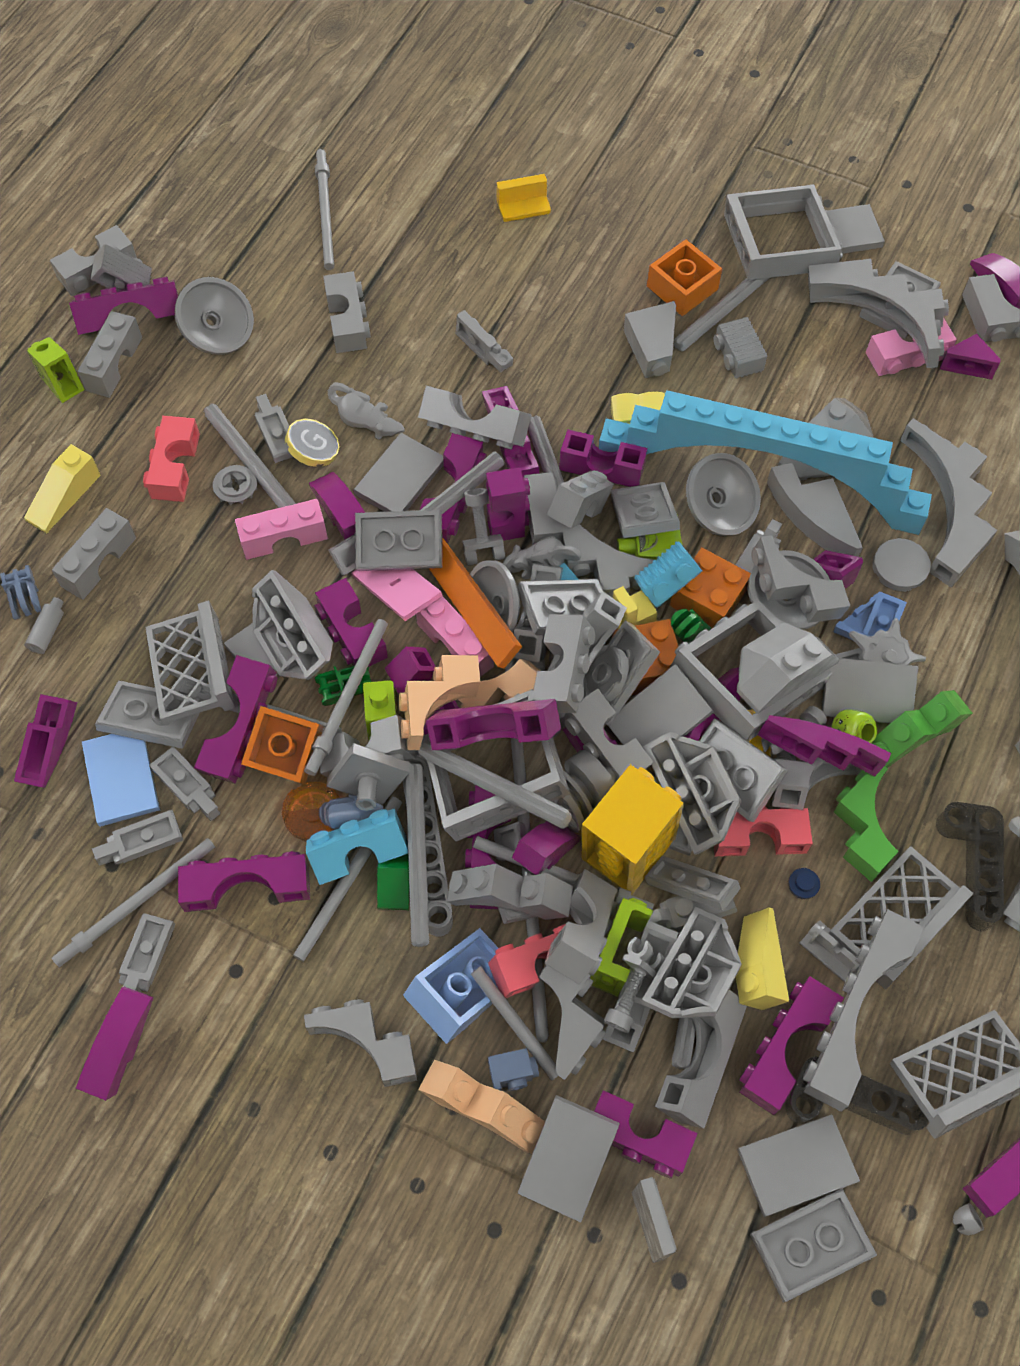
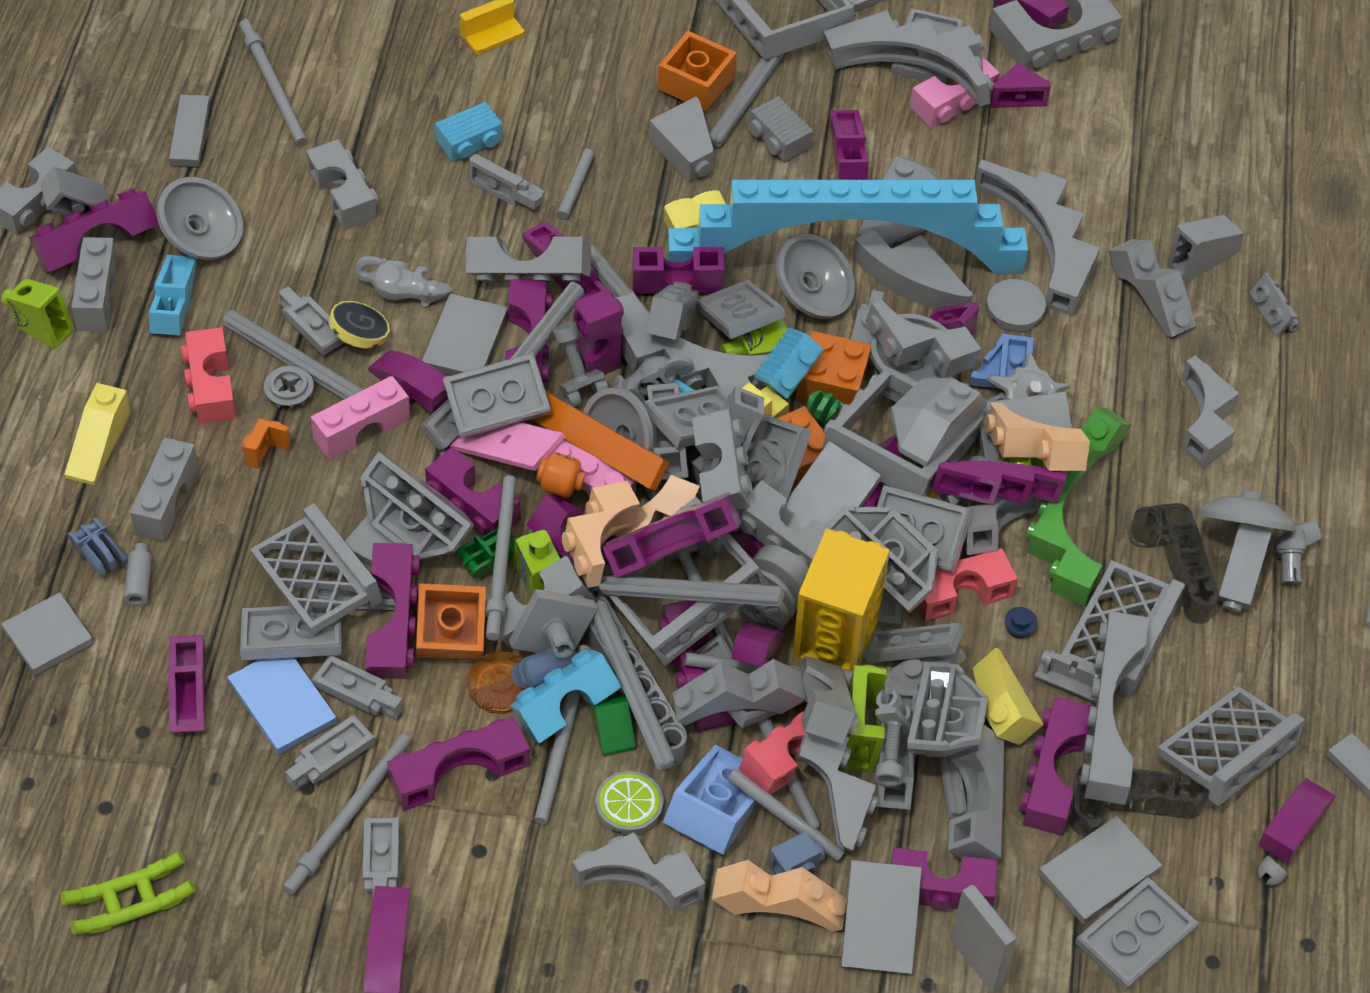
camera: 20 degrees left, 10 degrees down
(170, 378) = (172, 295): none -> medium azure slope
(191, 529) = (262, 437): none -> orange bracket
(241, 236) = (189, 130): none -> light grey tile
(382, 964) = (629, 802): none -> tile
(425, 631) = (560, 475): none -> orange head
(469, 289) = (468, 131): none -> medium azure brick
(544, 358) = (575, 184): none -> light grey bar
(797, 377) = (849, 145): none -> magenta slope
(856, 704) = (1019, 437): none -> light nougat arch

